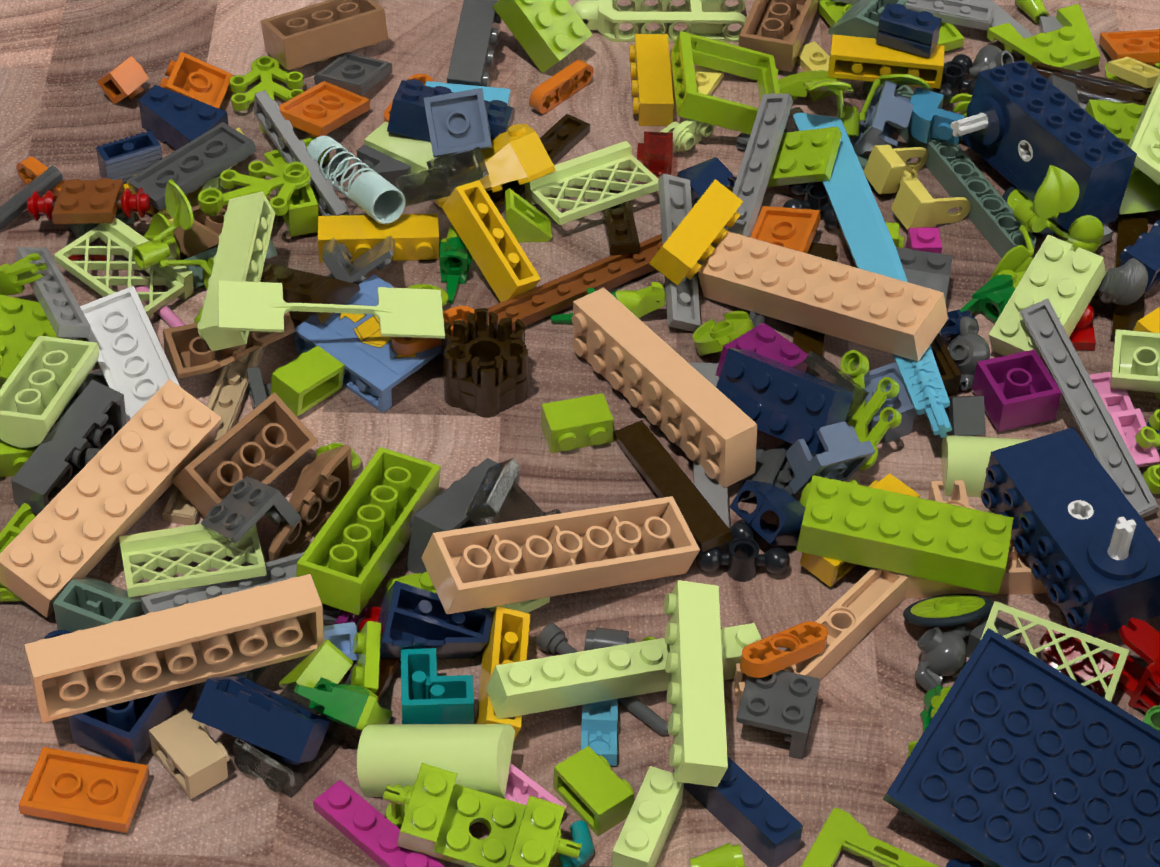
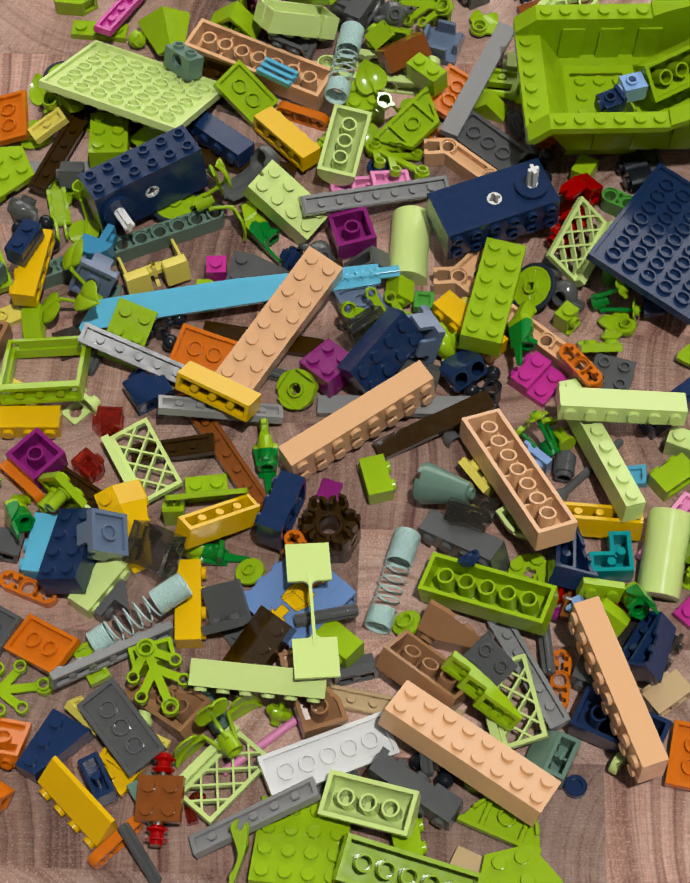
camera: 85 degrees left, 15 degrees up
(79, 156) = (76, 803): none -> yellow slope
(192, 508) = (486, 694): none -> lime slope
(342, 353) = (326, 615): none -> dark grey axle
(417, 491) = (469, 559): none -> dark blue piece
(448, 445) = (399, 555): none -> light aqua piece
(502, 69) = (18, 515): none -> green animal
(509, 294) = (280, 509): none -> dark blue brick
(533, 101) = (59, 493): none -> lime plate
(552, 252) = (206, 489): none -> lime plate
(557, 475) = (438, 485): none -> sand green cone
(559, 379) = (329, 488): none -> magenta tile
(587, 138) = (88, 465): none -> clear red brick
(592, 90) = (36, 456): none -> magenta brick
(621, 612) = (540, 457): none -> light blue plate
(643, 623) = (549, 445): none -> plant
(776, 608) = (536, 378): none -> dark pink plate
(839, 695) = (589, 346): none -> lime plate
(854, 579) = (522, 330): none -> green animal
(892, 732) = (617, 325): none -> lime plate
(895, 657) = (567, 318): none -> lime brick
(908, 475) = (423, 298): none -> bright green plate
(913, 448) = (403, 289): none -> lime brick

